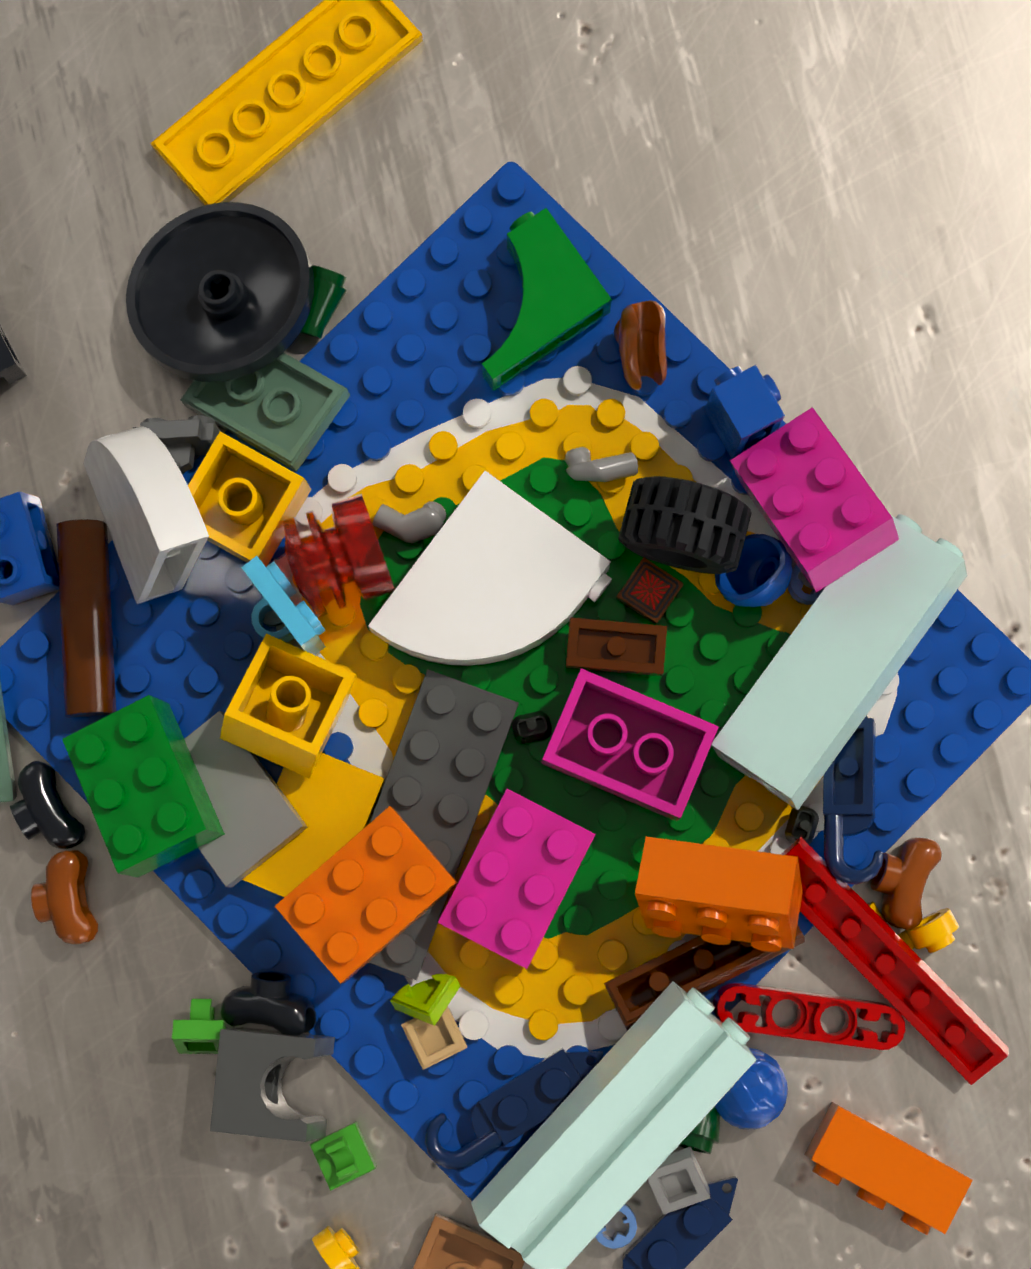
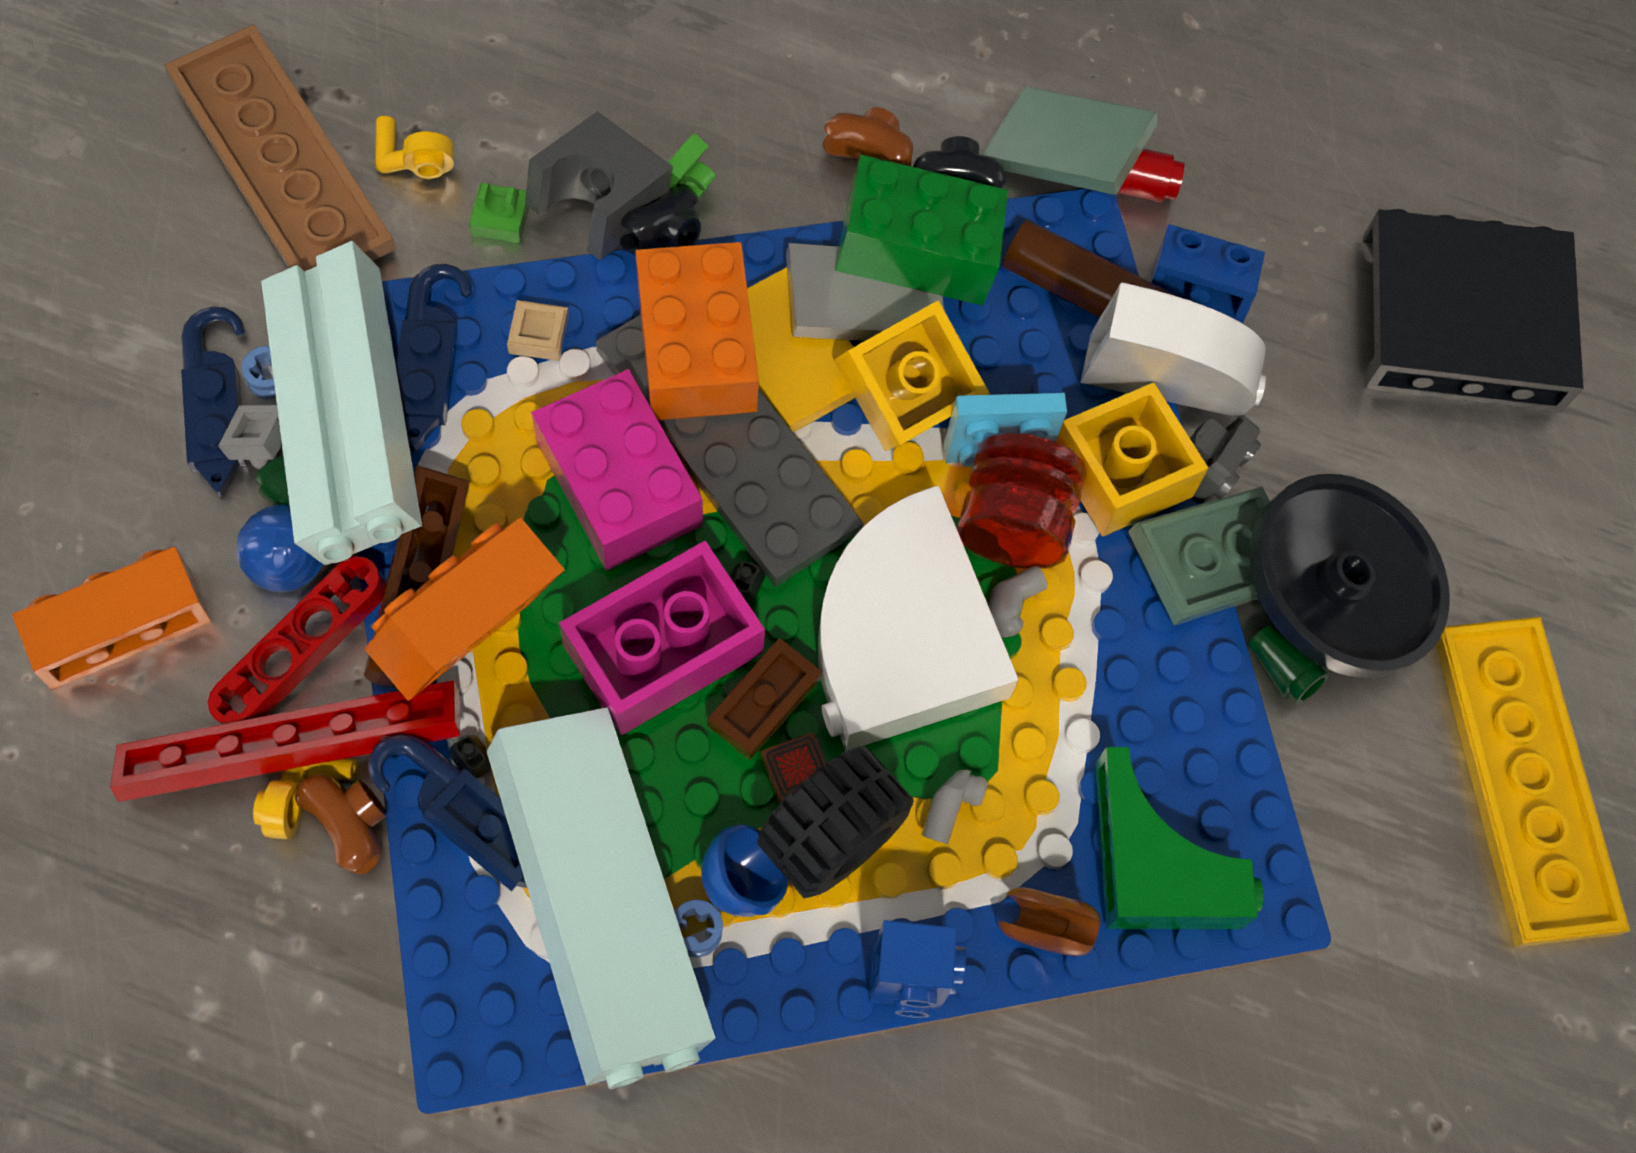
camera: 115 degrees right, 15 degrees down
(427, 999) = (573, 339): lime tile -> none
(815, 499) = (773, 970): dark pink brick -> none

